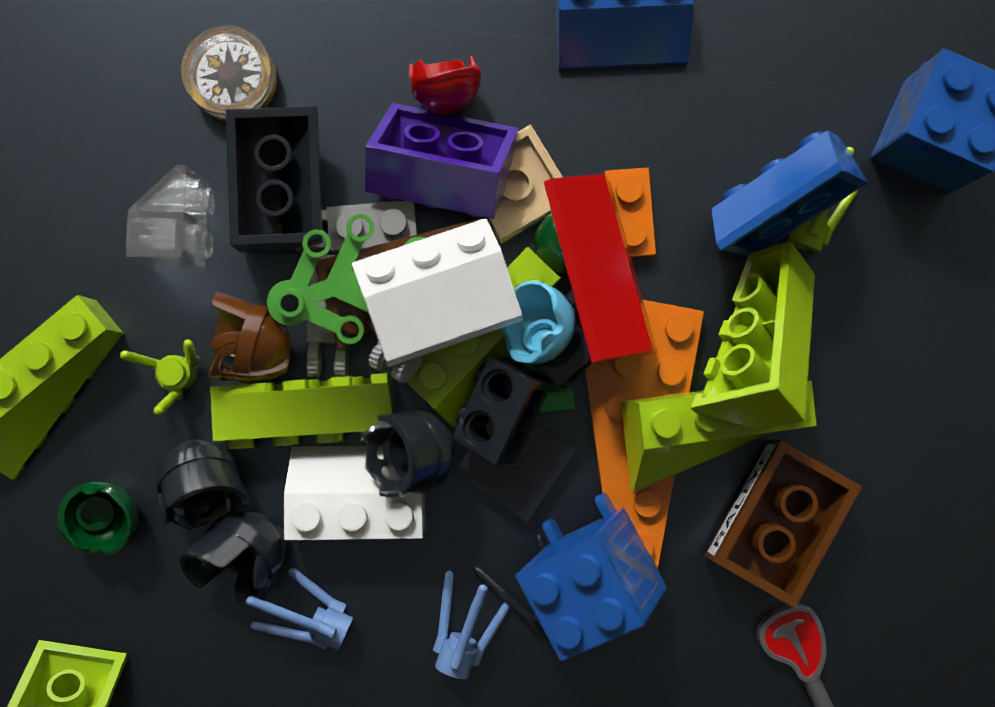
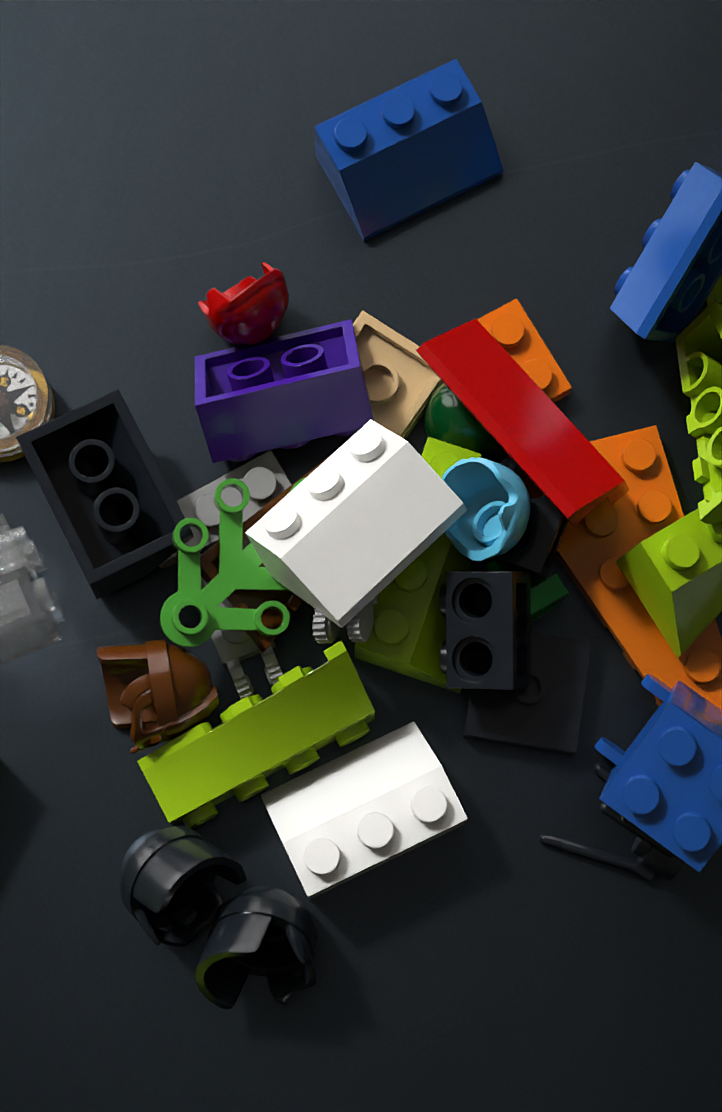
camera: 25 degrees left, 10 degrees down
(98, 517) = (69, 981): dark green hair -> none
(171, 372) = (81, 768): lime plant -> none
(325, 628) = (403, 984): medium blue plant -> none
(415, 452) = (411, 720): black helmet -> none
(458, 652) = (572, 943): medium blue plant -> none

